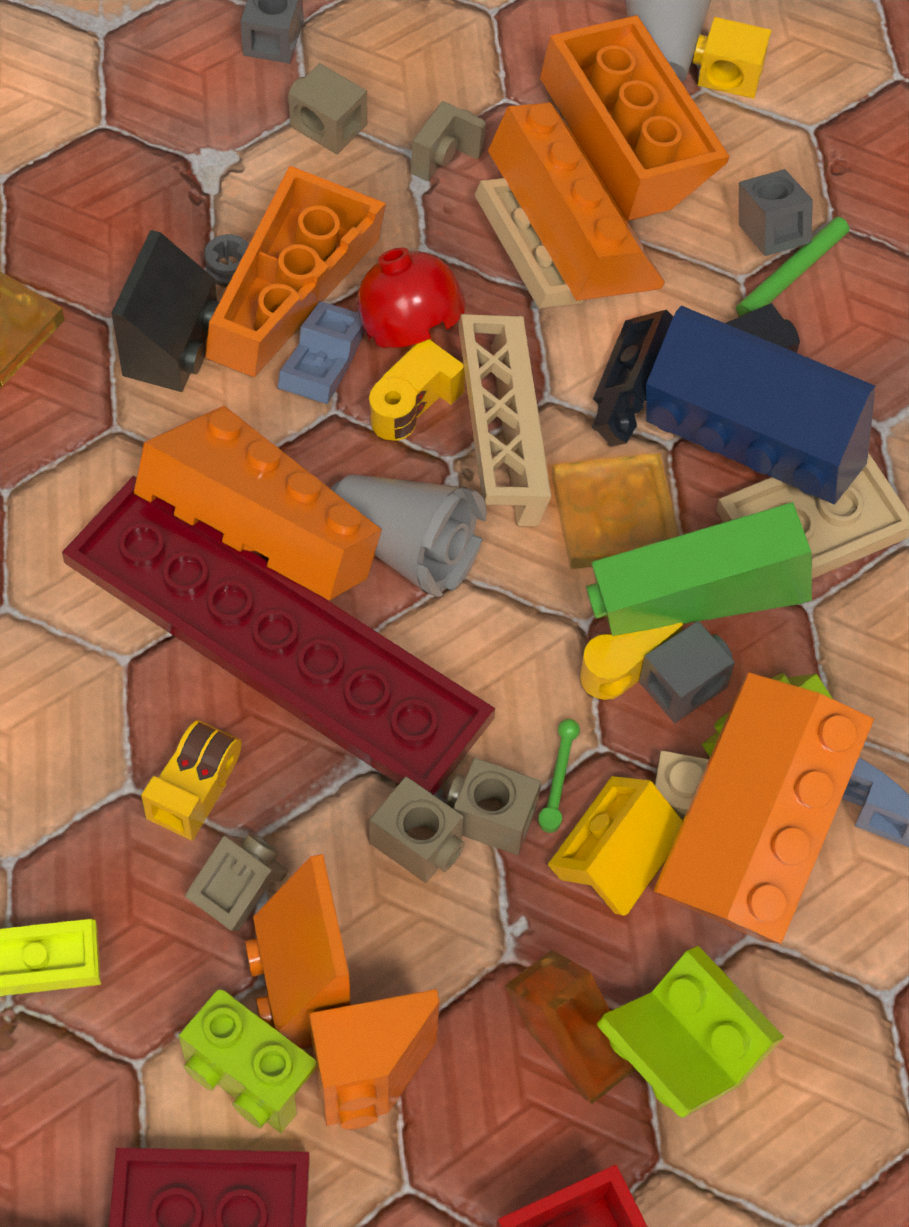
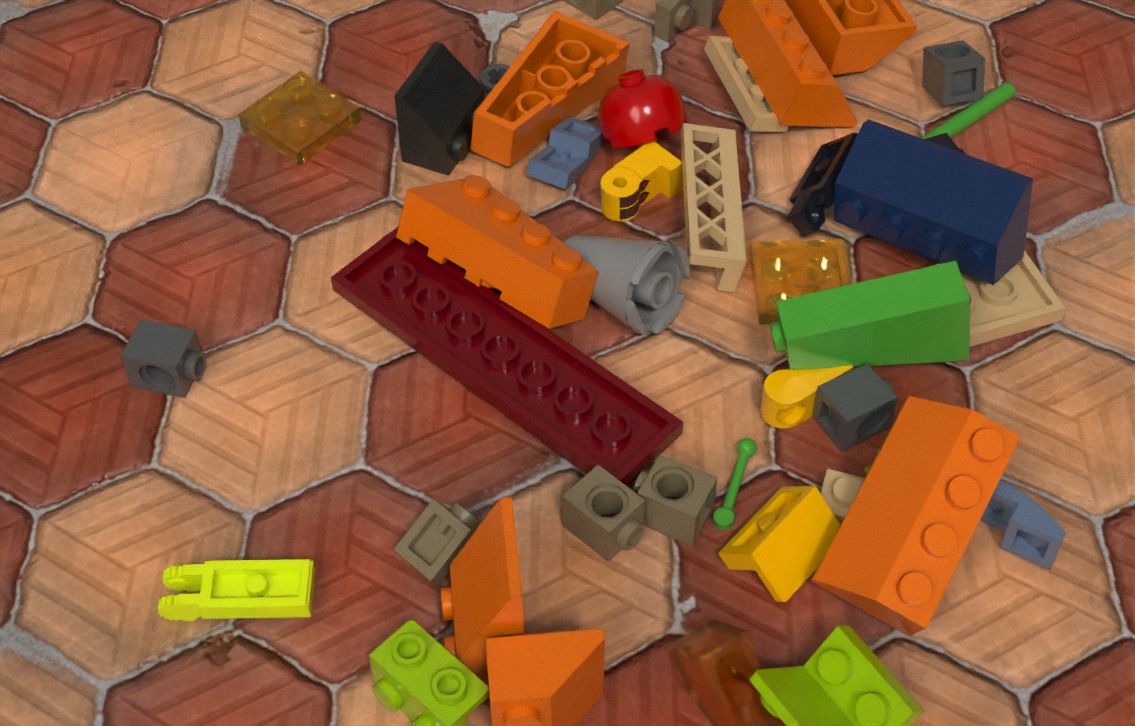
camera: 10 degrees right, 10 degrees down
(192, 779) = (413, 459): yellow leg -> none

